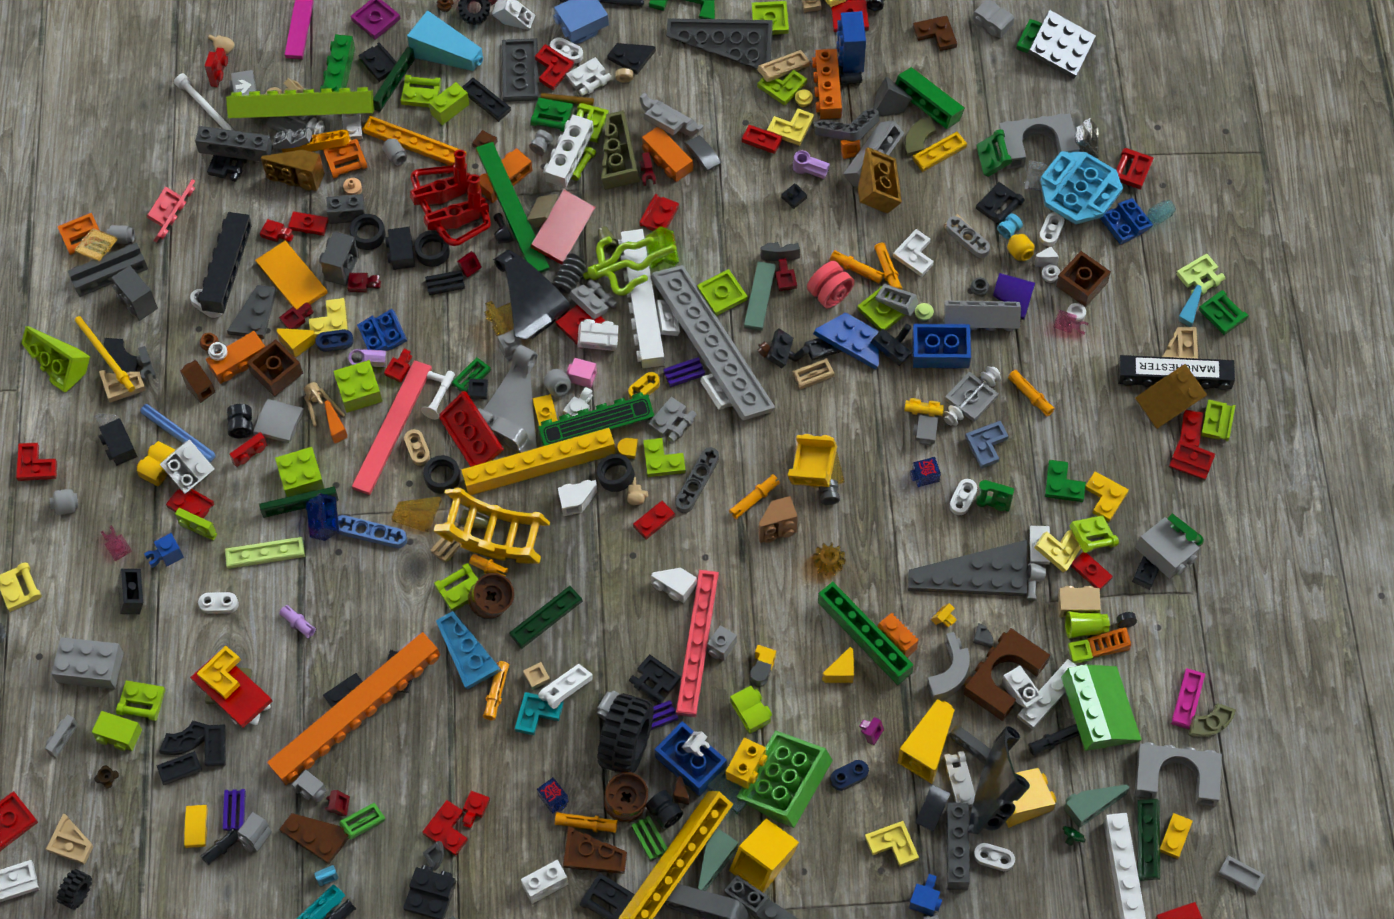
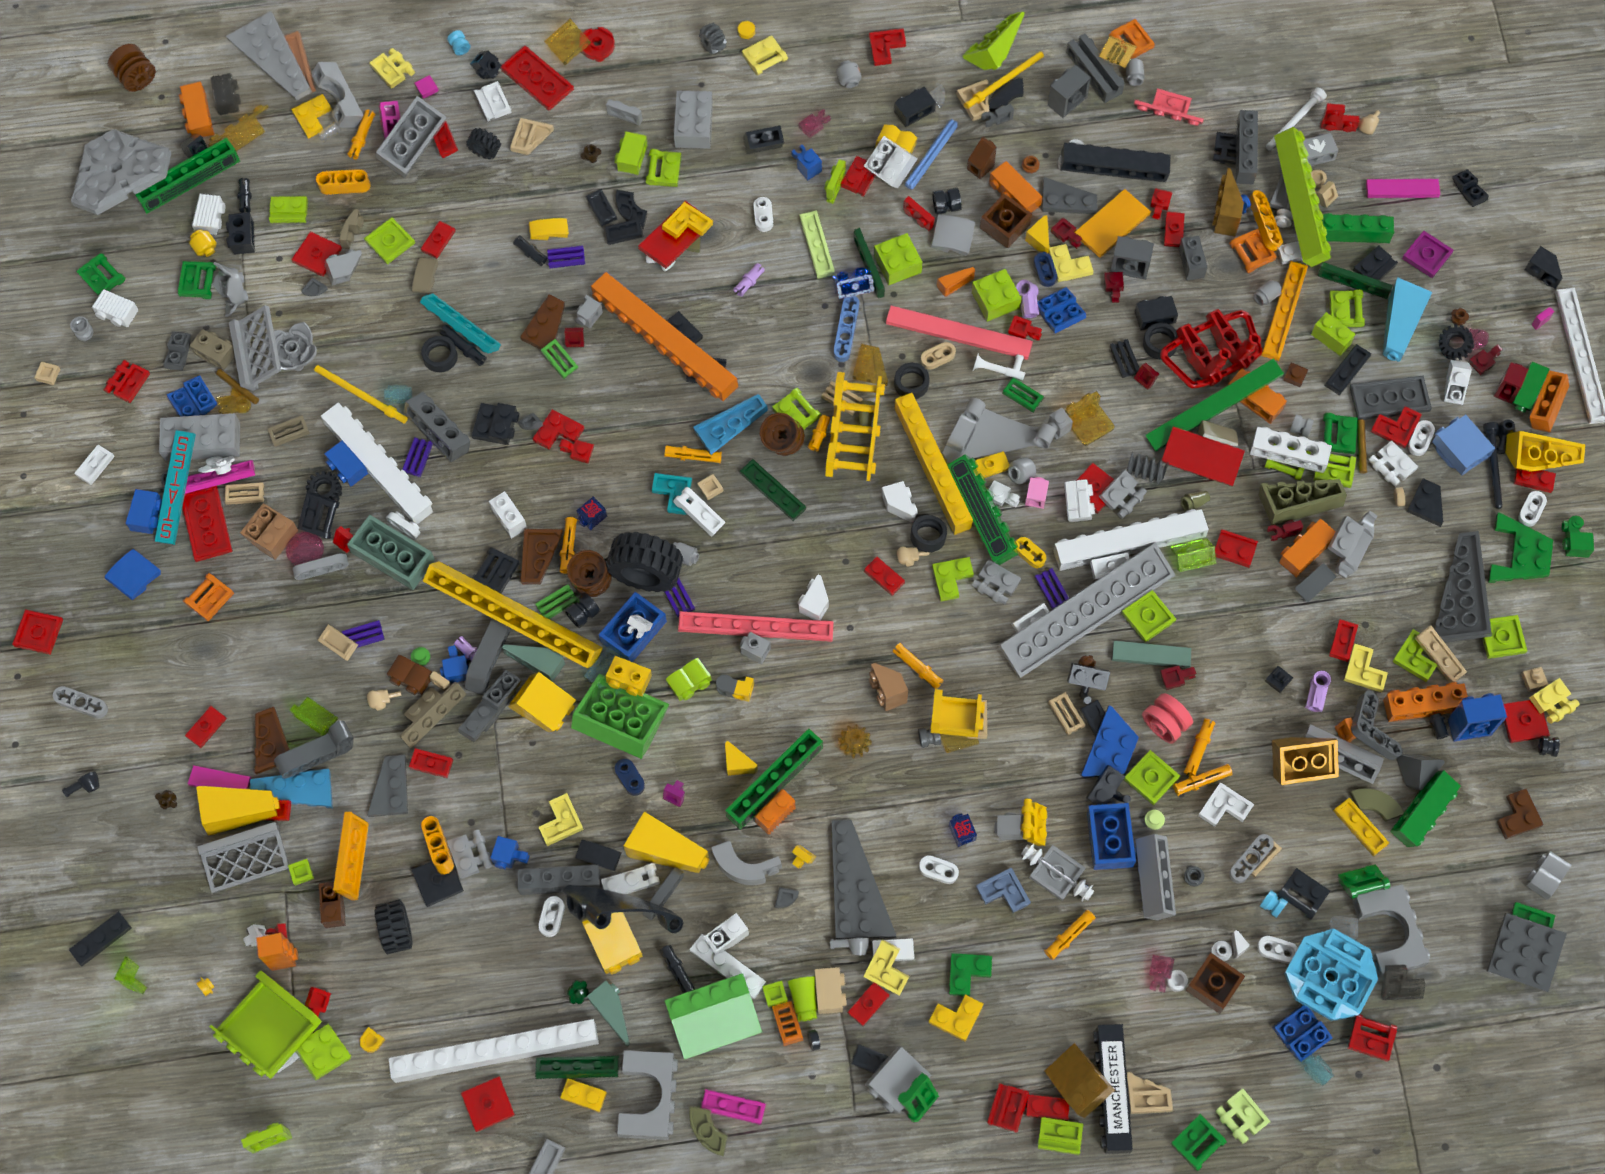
camera: 85 degrees right, 5 degrees up
(217, 346) = (1013, 163): white plate -> none
(253, 832) = (539, 271): light grey brick -> none
(290, 140) = (1263, 196): light grey slope -> none
(314, 394) = (984, 260): tan plant -> none
(326, 875) = (509, 337): medium azure slope -> none
(352, 186) = (1222, 262): light nougat tile -> none
(368, 219) = (1171, 268): black tyre -> none
(470, 431) = (957, 398): red tile -> none
(478, 388) = (1005, 400): black tile -> none
(502, 234) = (1186, 402): black bar -> none
(532, 296) = (1111, 434): black panel -> none
(608, 266) = (1156, 499): lime plant -> none
(628, 447) = (960, 544): yellow tile -> none
(659, 674) = (719, 594): black plate -> none
(680, 793) = (599, 623): reddish brown slope -> none
(698, 480) = (932, 609): dark grey beam -> none
(773, 252) = (1205, 663): dark grey slope -> none
(803, 98) = (1405, 679): light yellow plate -> none
(908, 303) = (1158, 800): light grey slope -> none
(1001, 497) = (936, 901): green plate -> none
(1011, 648) = (729, 896): reddish brown arch -> none
(1014, 290) = (1190, 913): dark purple slope -> none
(1020, 247) = (1247, 916): yellow head -> none
(1090, 529) = (913, 1000): lime plate -> none
(1189, 311) = (1193, 1102): medium azure slope -> none

